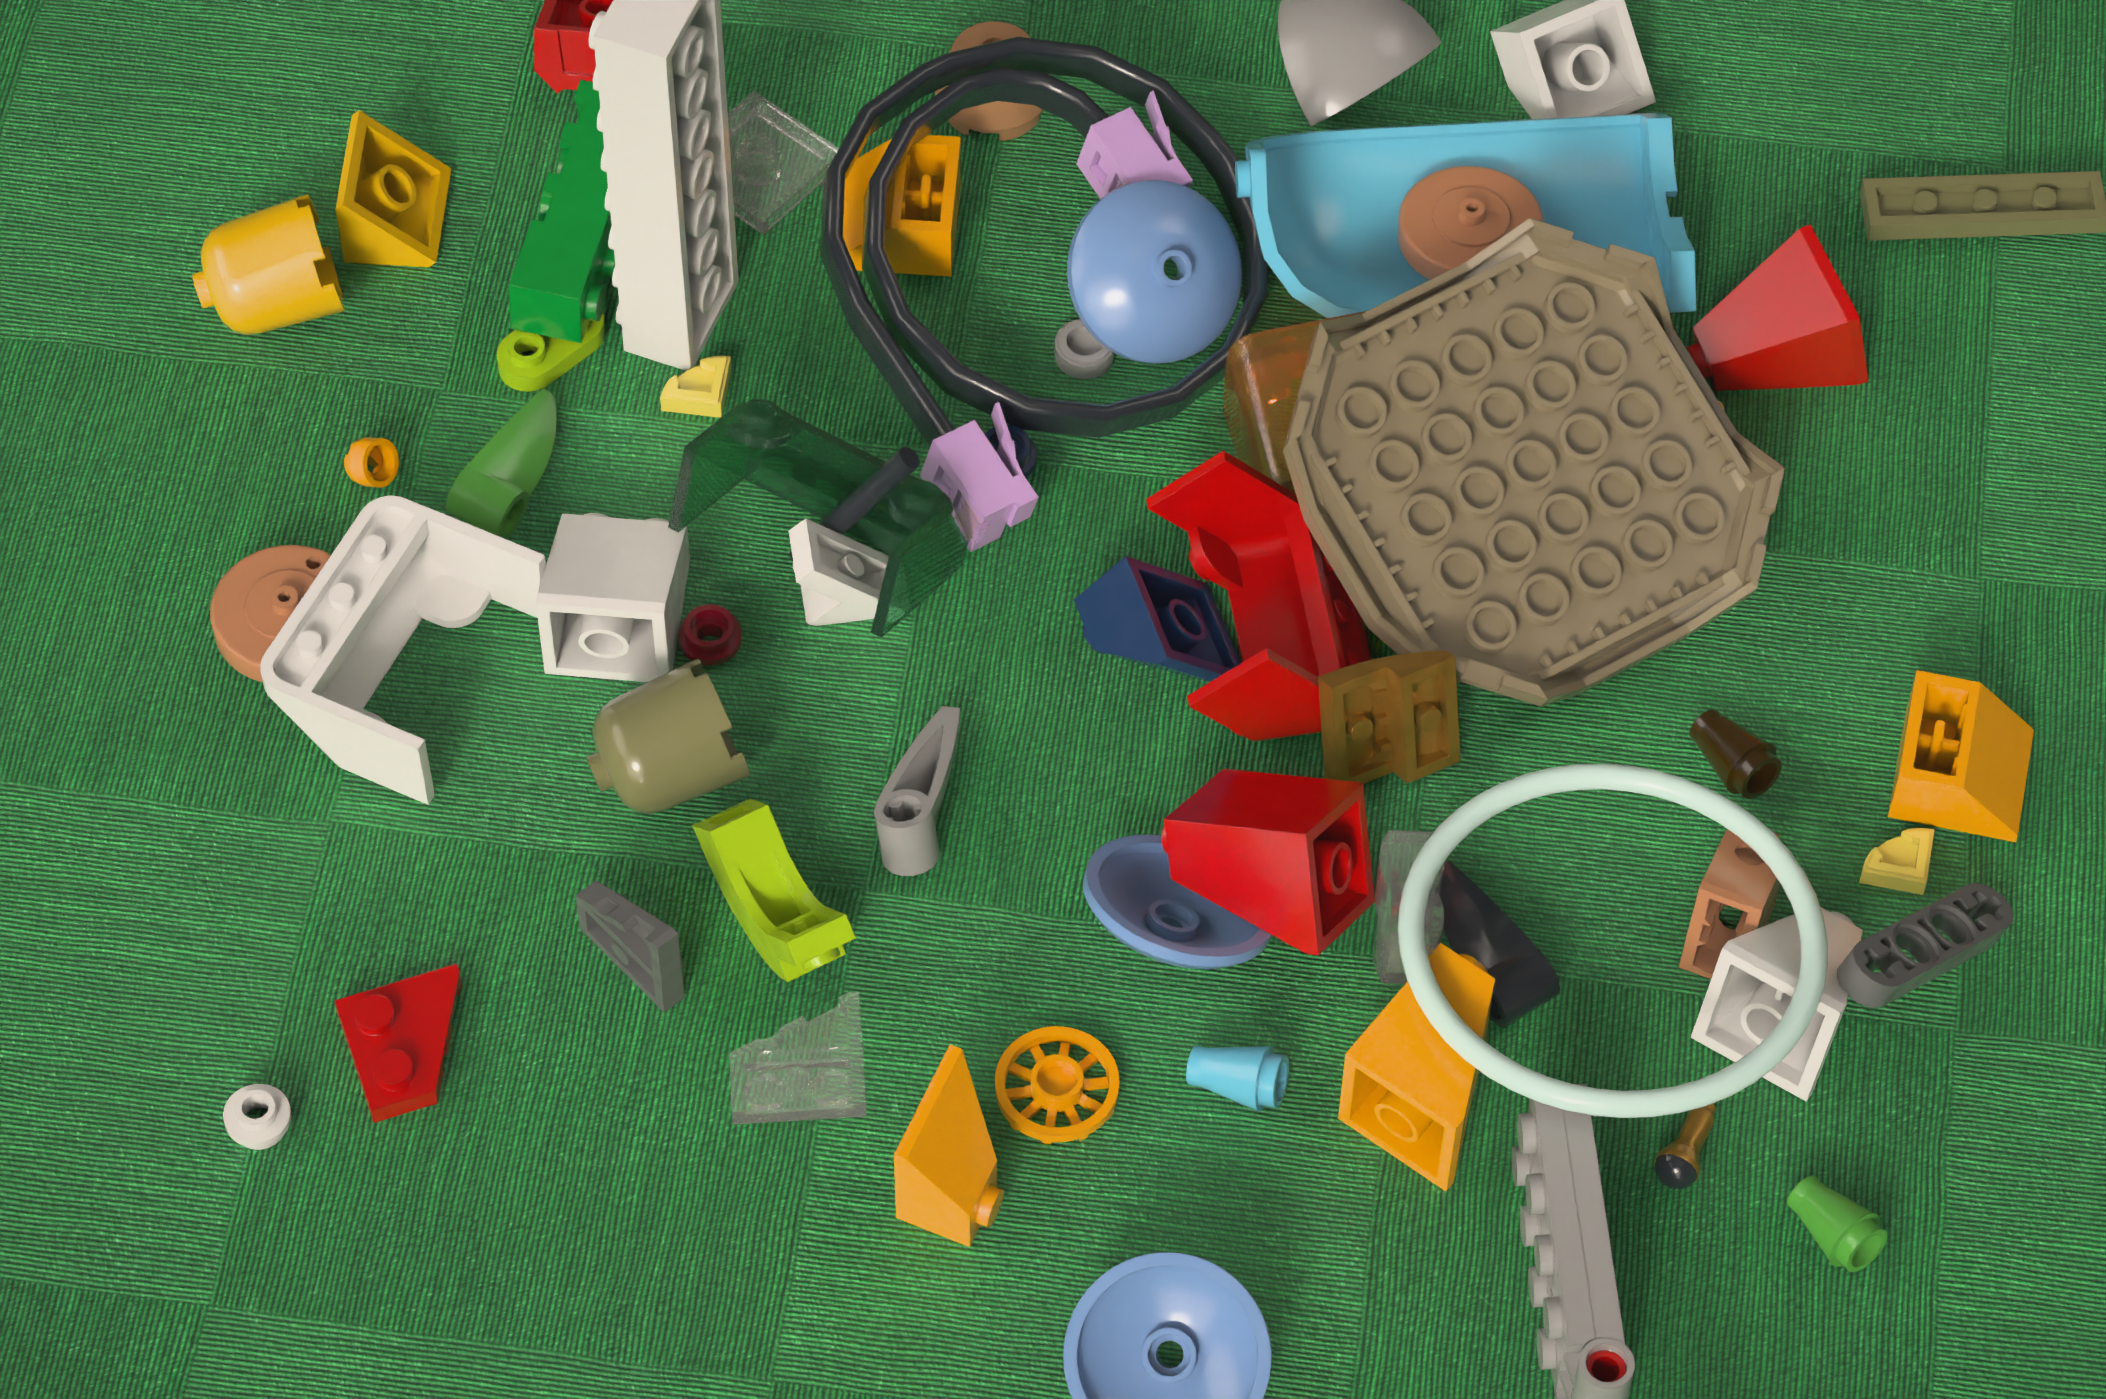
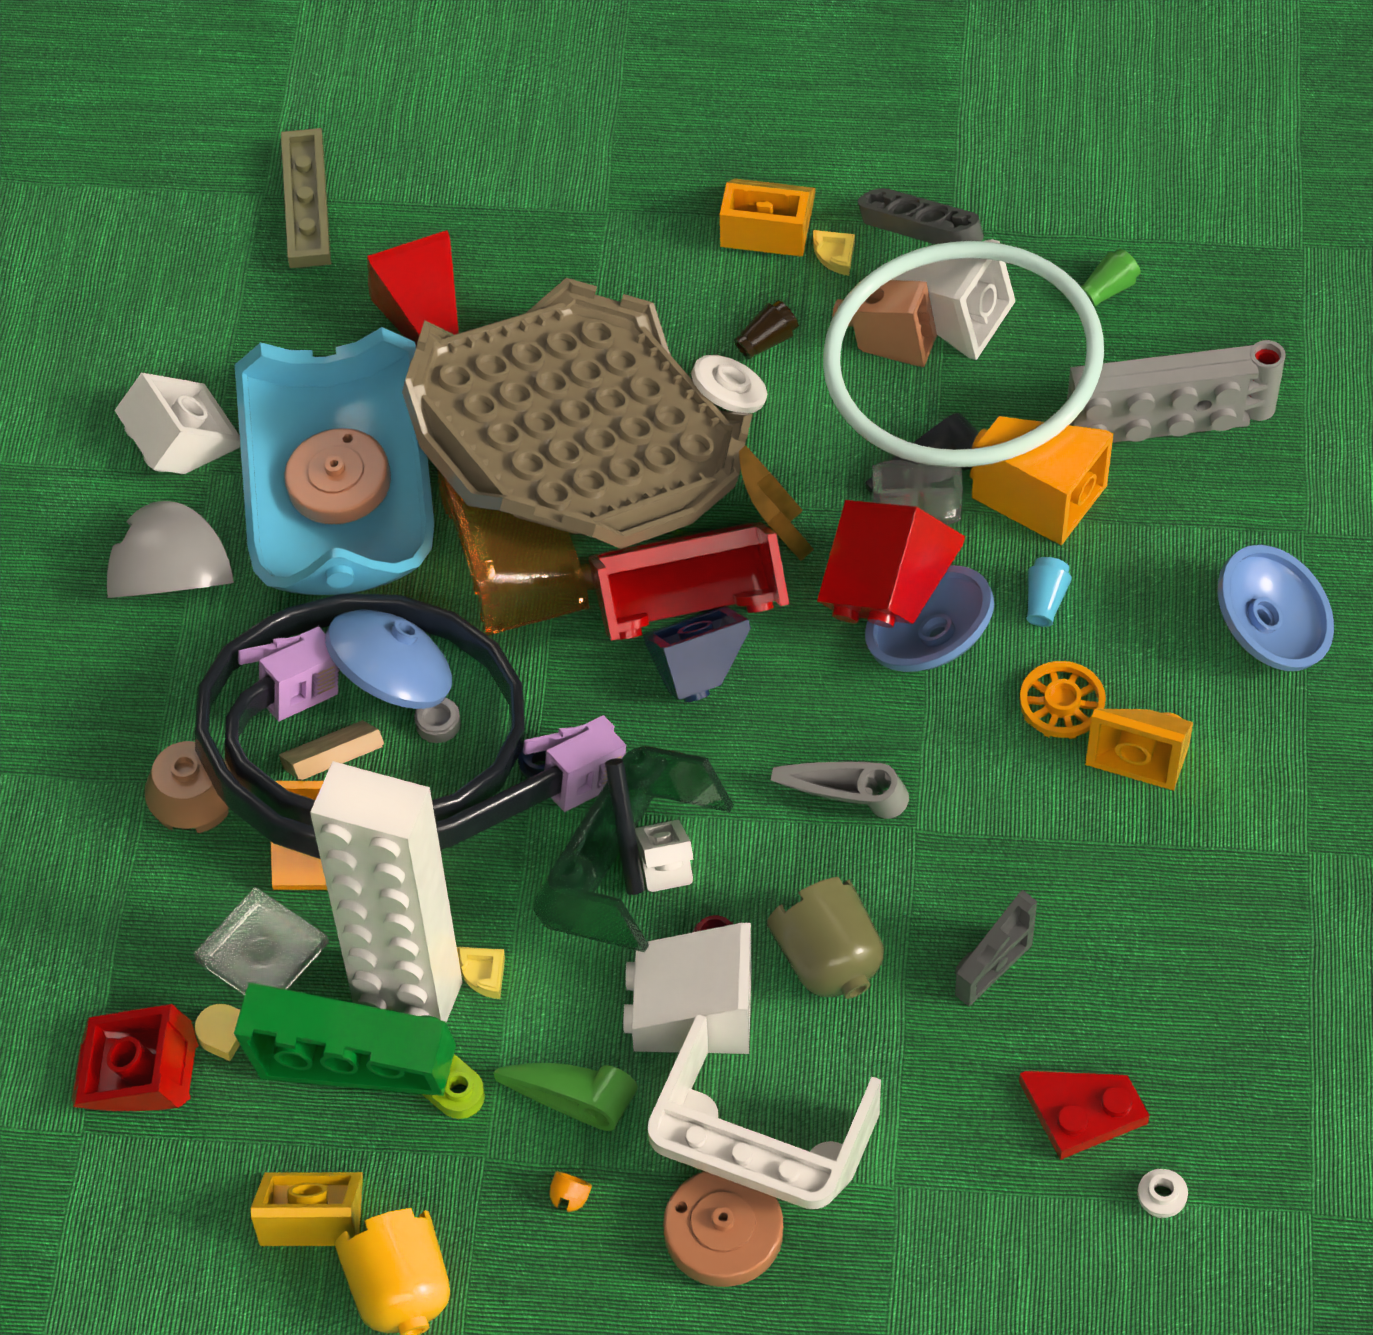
camera: 90 degrees left, 0 degrees up
(768, 893) = (938, 878): lime arch -> none
(802, 1070) = (1076, 844): clear wing -> none
(1017, 209) = (337, 747): none -> tan tile
(1628, 695) = (729, 384): none -> white wheel
(1679, 1162) = (1067, 357): pearl gold piece -> none

